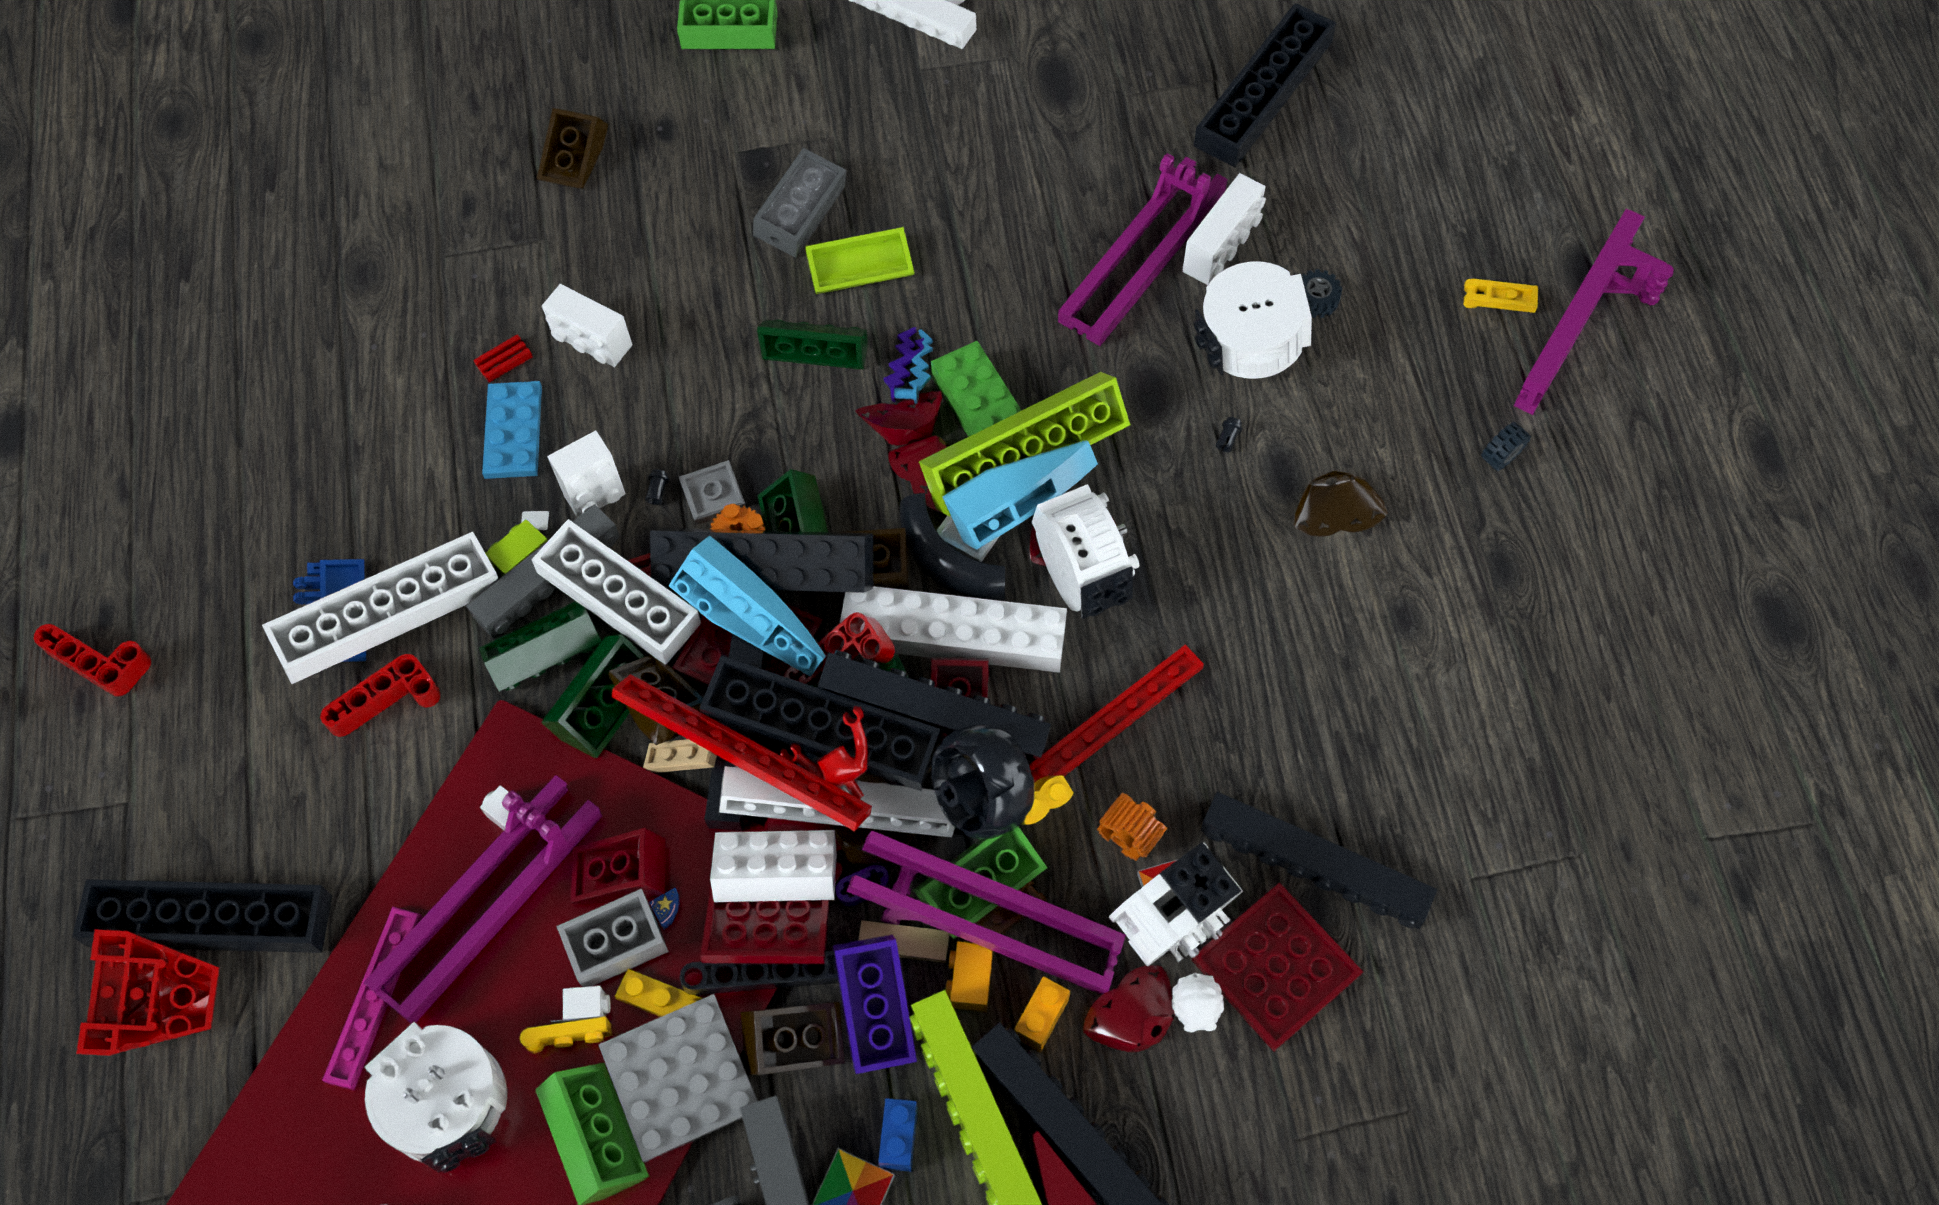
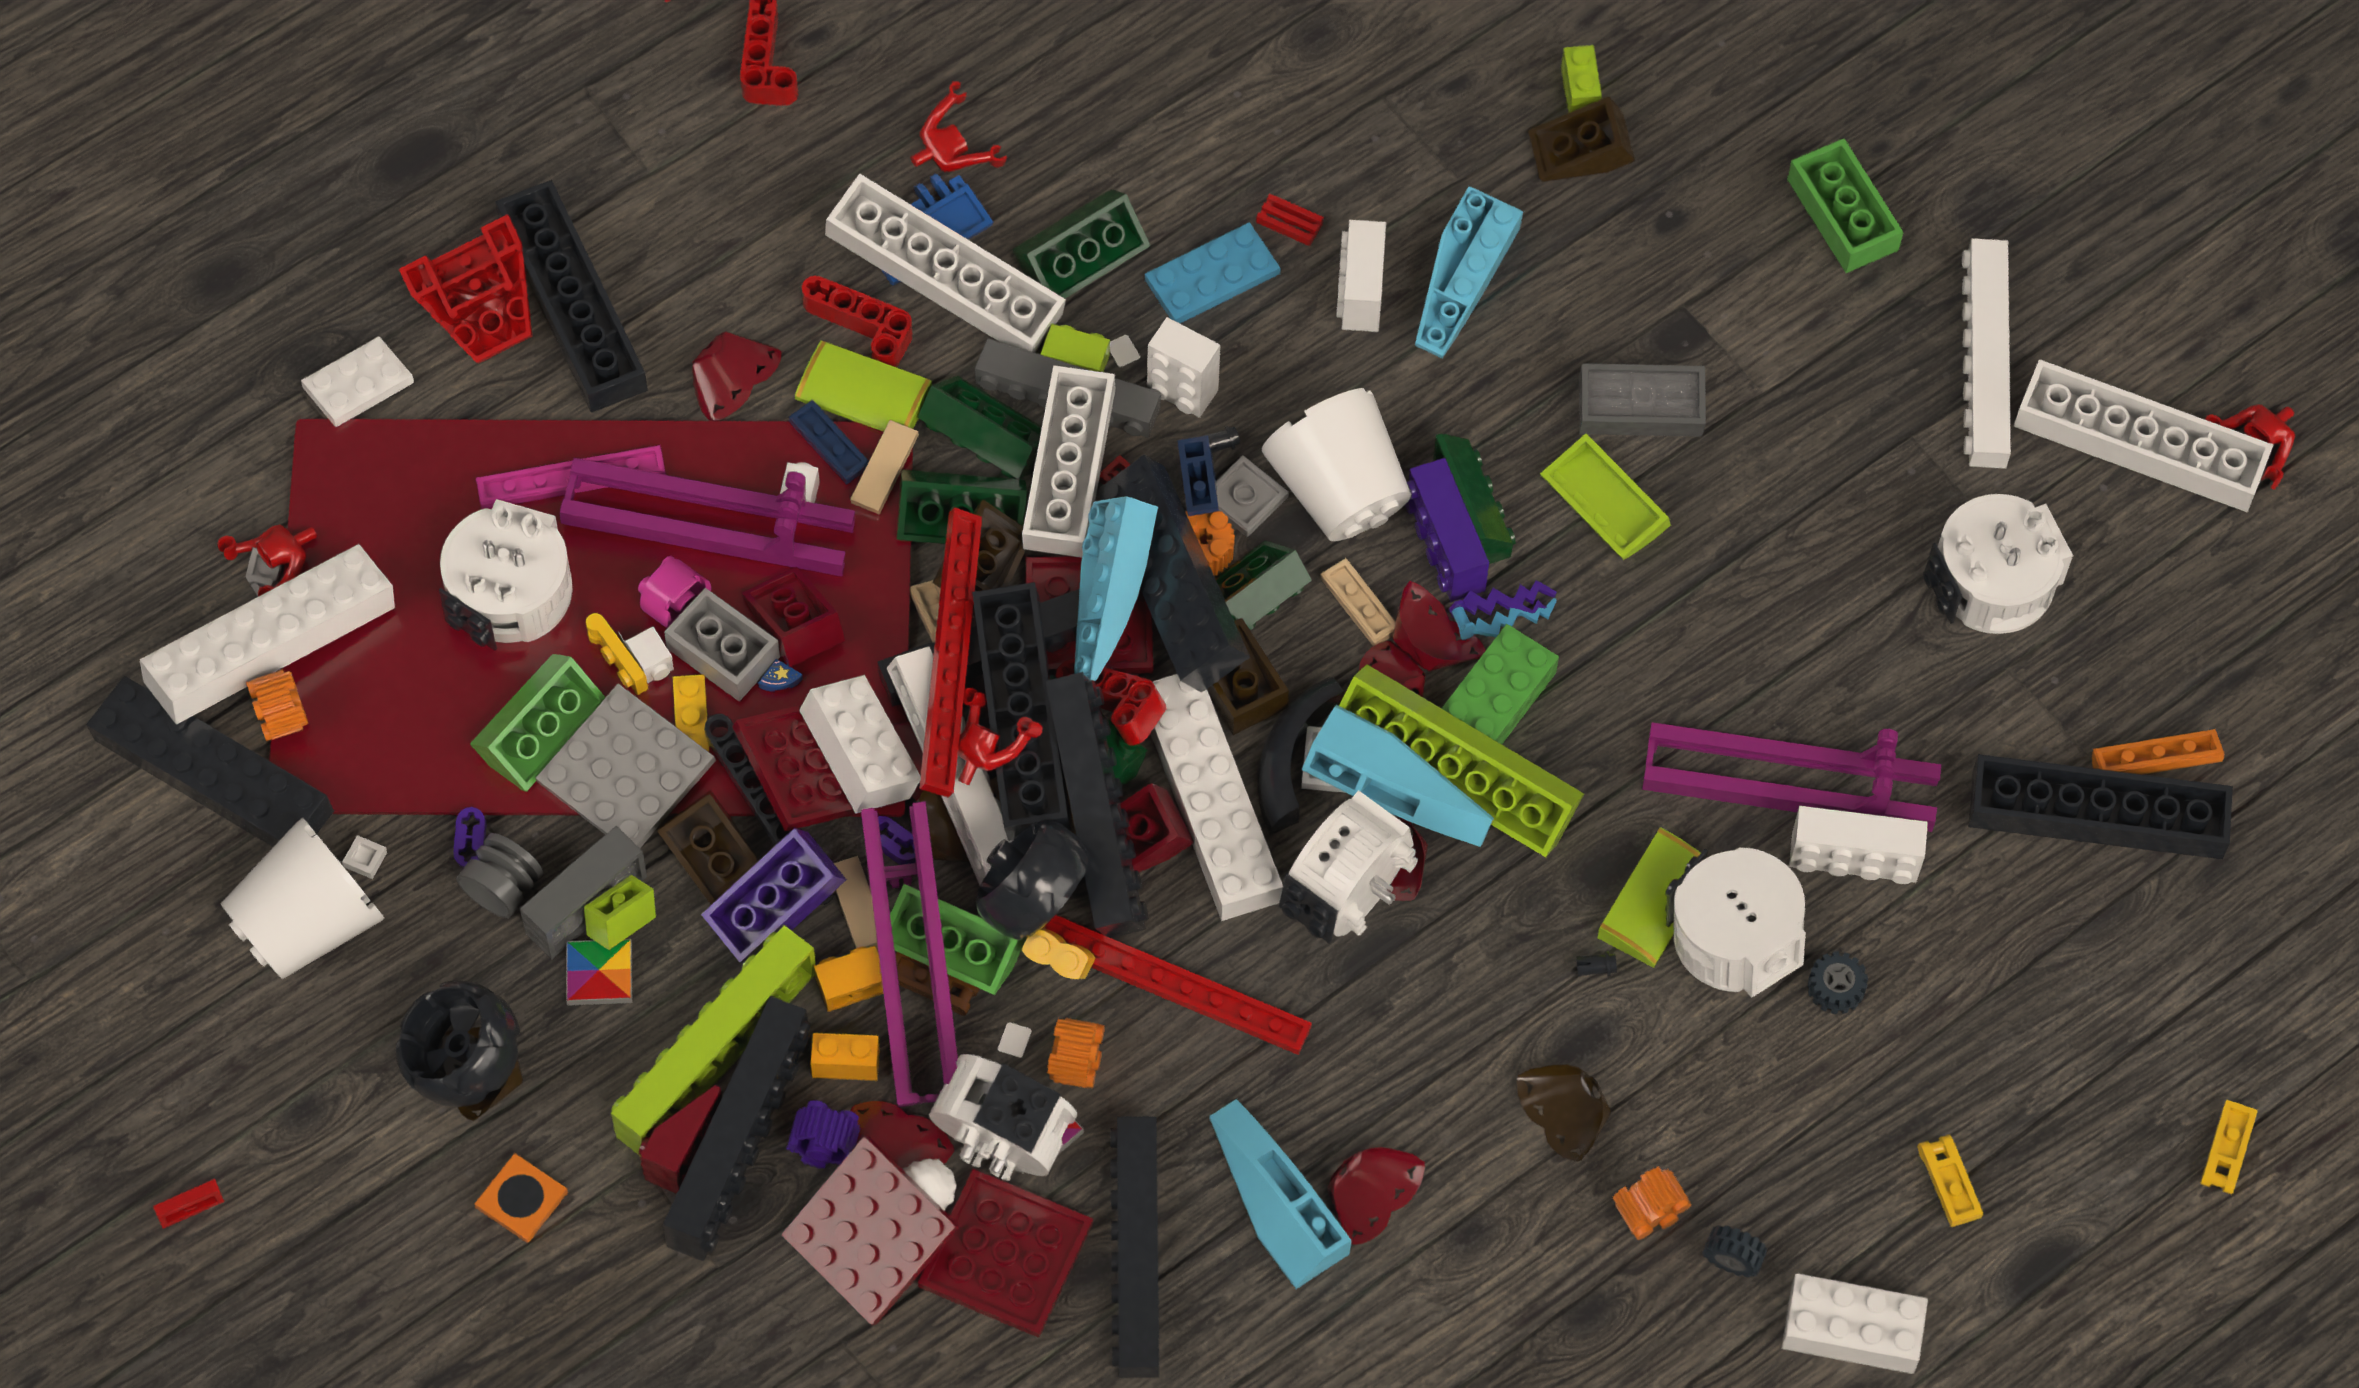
camera: 60 degrees right, 0 degrees up
(157, 1146) = (357, 381): none -> white plate
(272, 559) = (947, 143): none -> red piece
(357, 820) = (727, 366): none -> dark red piece
(427, 501) = (1083, 245): none -> dark green slope
(447, 722) = (862, 388): none -> lime slope
(476, 769) = (829, 441): none -> dark blue tile
(521, 126) = (1580, 77): none -> lime brick
(528, 736) = (884, 467): none -> tan tile
(541, 957) = (670, 590): none -> dark pink brick
(620, 257) = (1464, 266): none -> medium azure wedge
(684, 509) = (1198, 475): none -> dark blue slope
(743, 404) = (1341, 464): none -> white cone
(813, 1145) = (620, 912): none -> lime brick
(830, 365) = (1447, 530): none -> dark purple brick
(847, 455) = (1359, 602): none -> tan tile
(898, 1135) = (667, 983): blue brick -> none
(1054, 56) = (1997, 563): none -> white piece
(1085, 873) = (1014, 1039): none -> white sticker
(1111, 1065) = (823, 1134): none -> dark purple brick
(1191, 376) = (1639, 915): none -> lime slope
(1218, 1065) = (870, 1230): none -> plate
(1240, 39) = (2160, 753): none -> orange brick
(1322, 735) = (1278, 1198): none -> medium azure wedge
(1337, 671) = (1369, 1189): none -> dark red piece
(1445, 480) = (1651, 1202): none -> orange brick
(1546, 130) = (2229, 1145): none -> yellow plate
(1590, 400) = (1855, 1323): none -> white brick
(1602, 278) = (2045, 1275): magenta piece -> none

